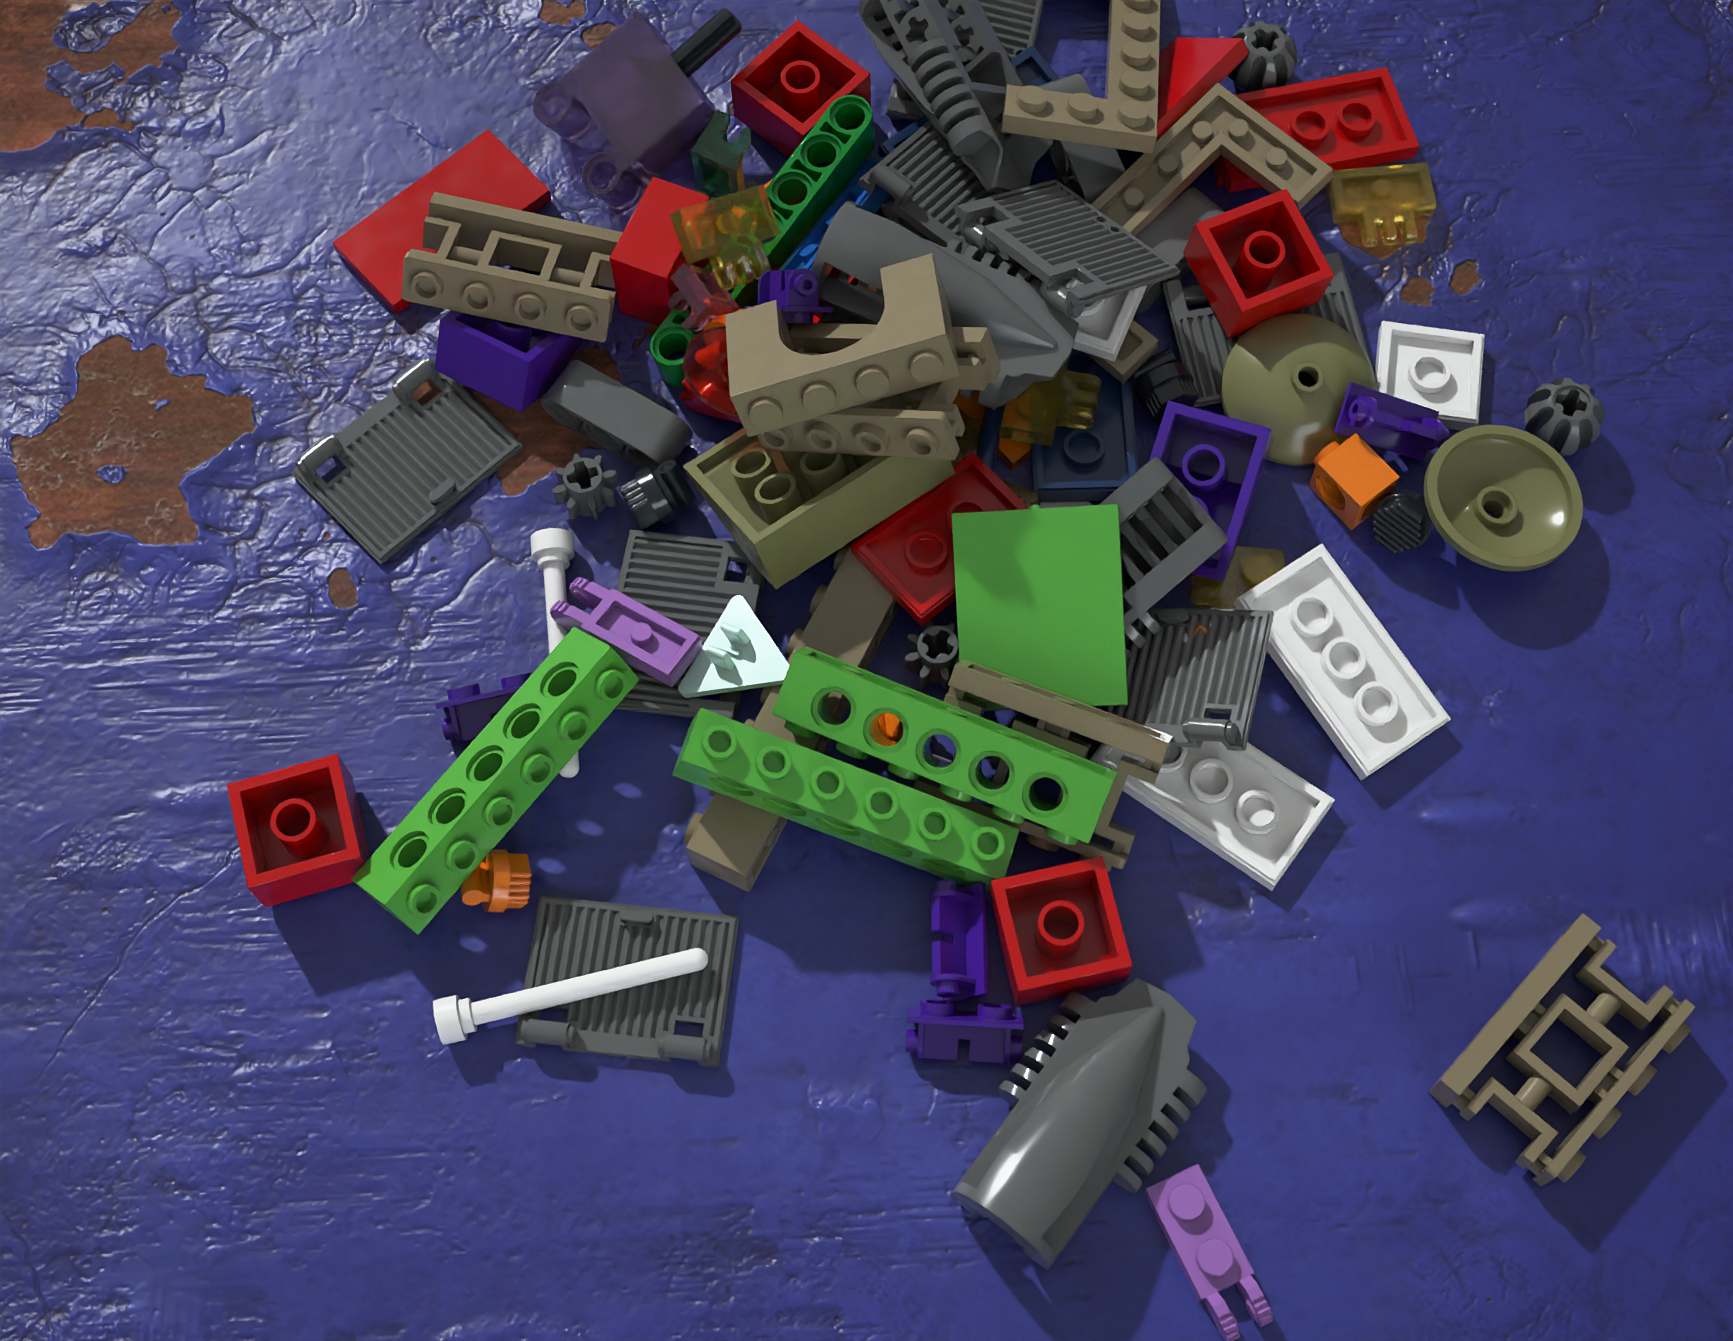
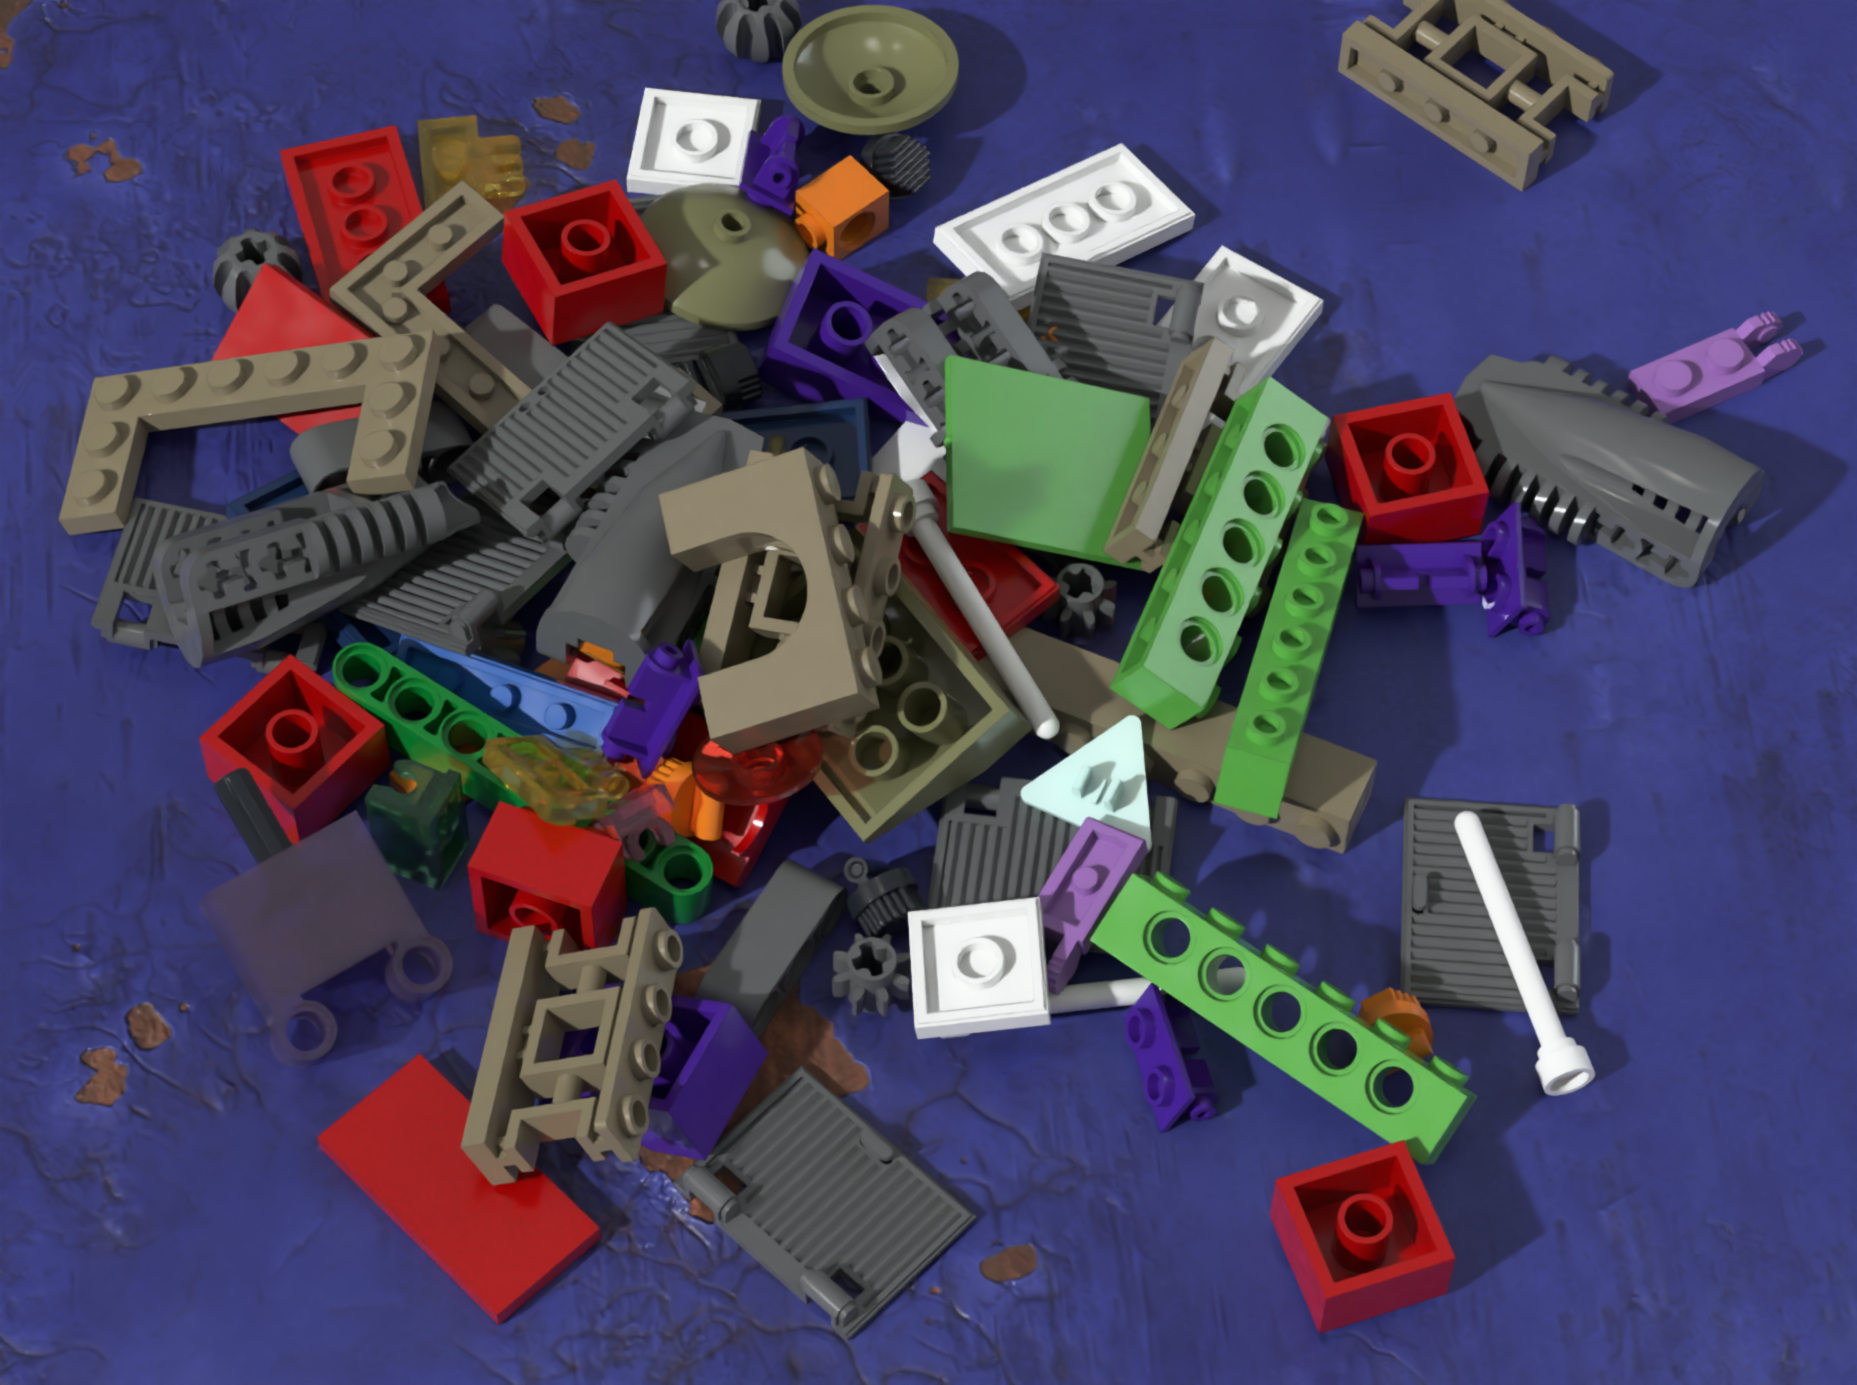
camera: 95 degrees left, 10 degrees down
(565, 550) = (978, 968): none -> white tile
(986, 495) = (978, 613): none -> white piece

